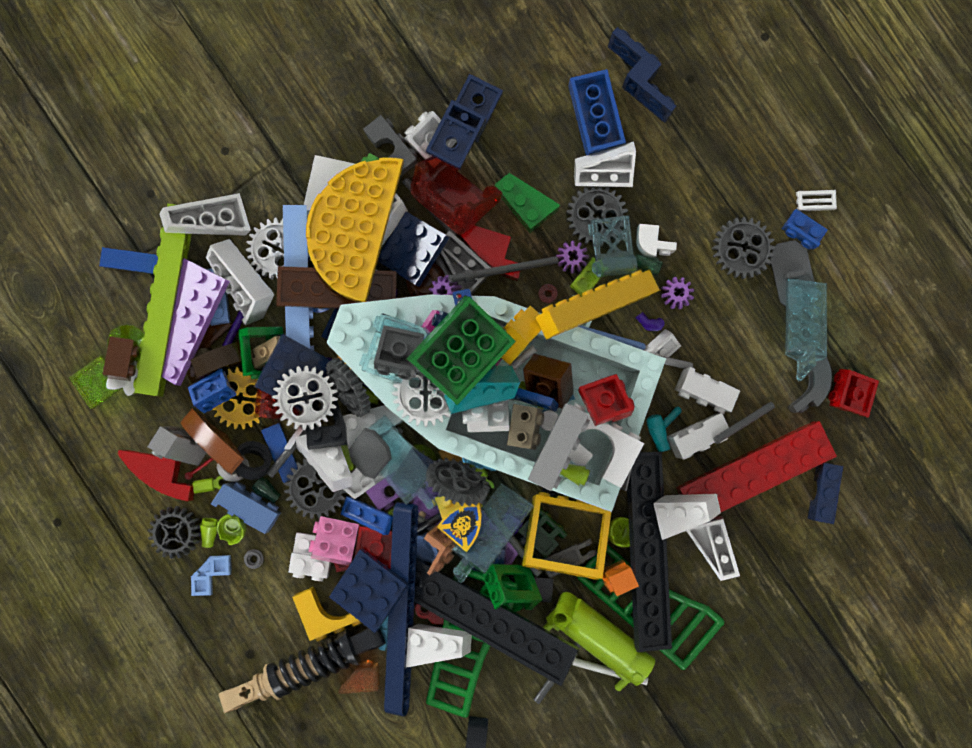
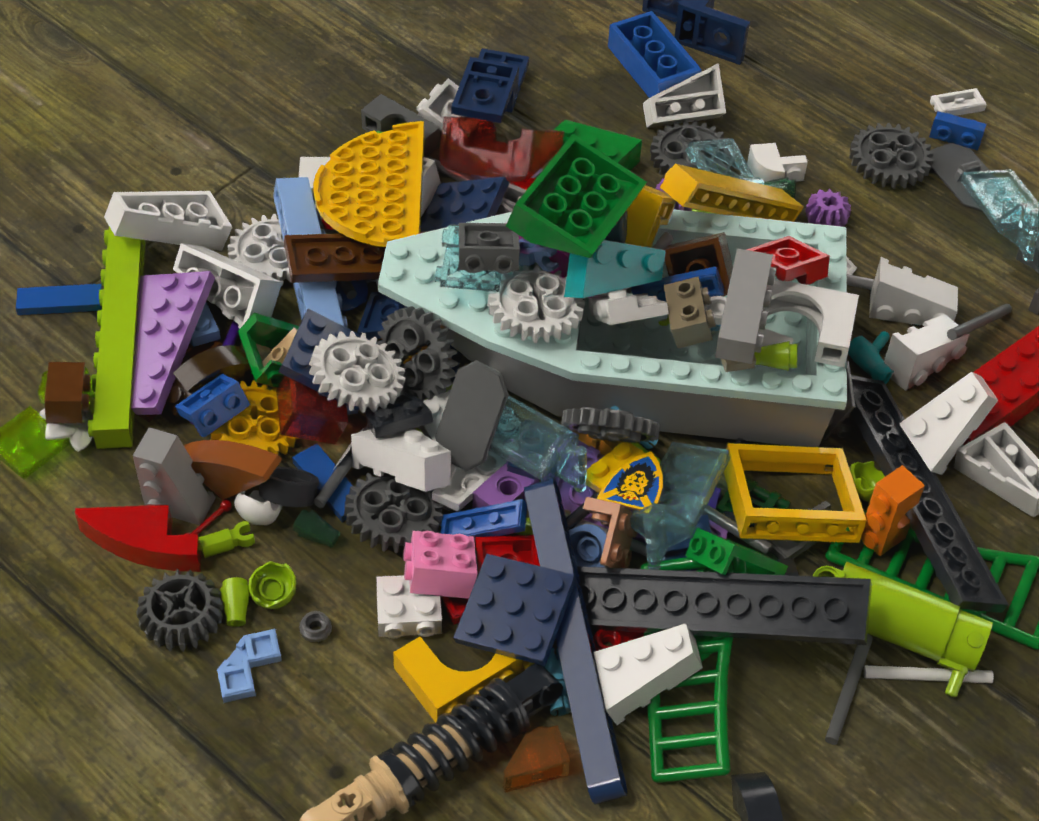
camera: 15 degrees left, 35 degrees down
(247, 506) = (279, 539): medium blue wedge -> none

